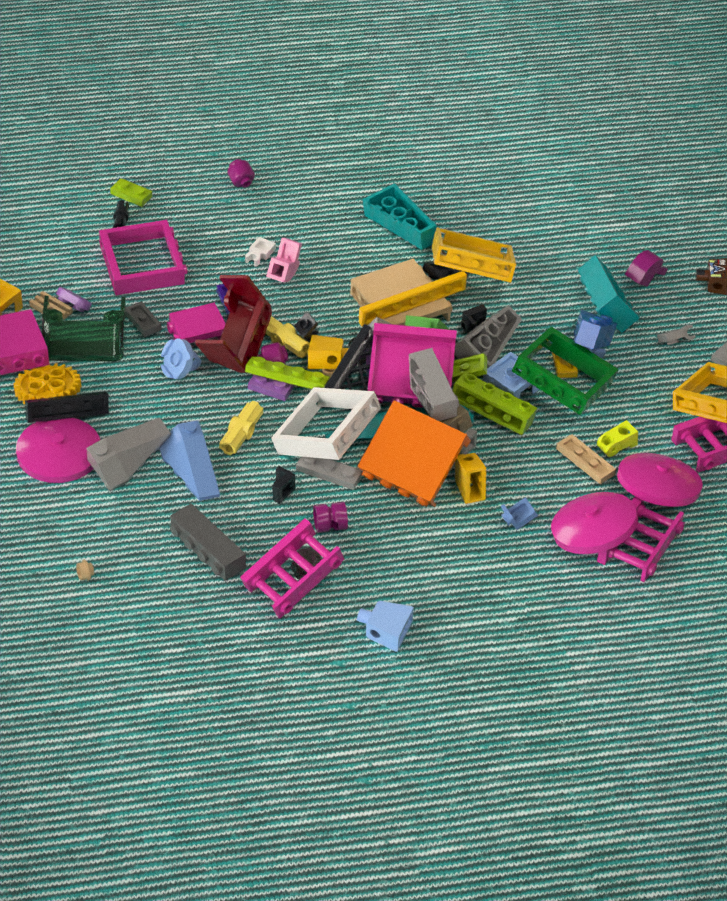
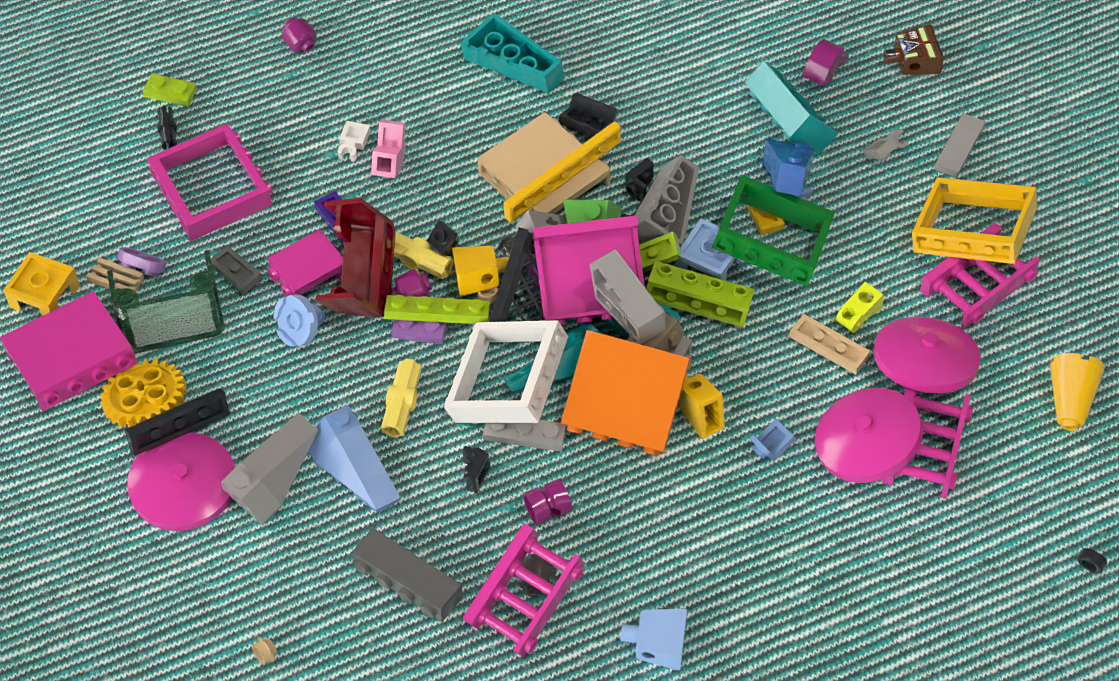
camera: 10 degrees left, 10 degrees up
(473, 255) = (657, 108): yellow window -> none

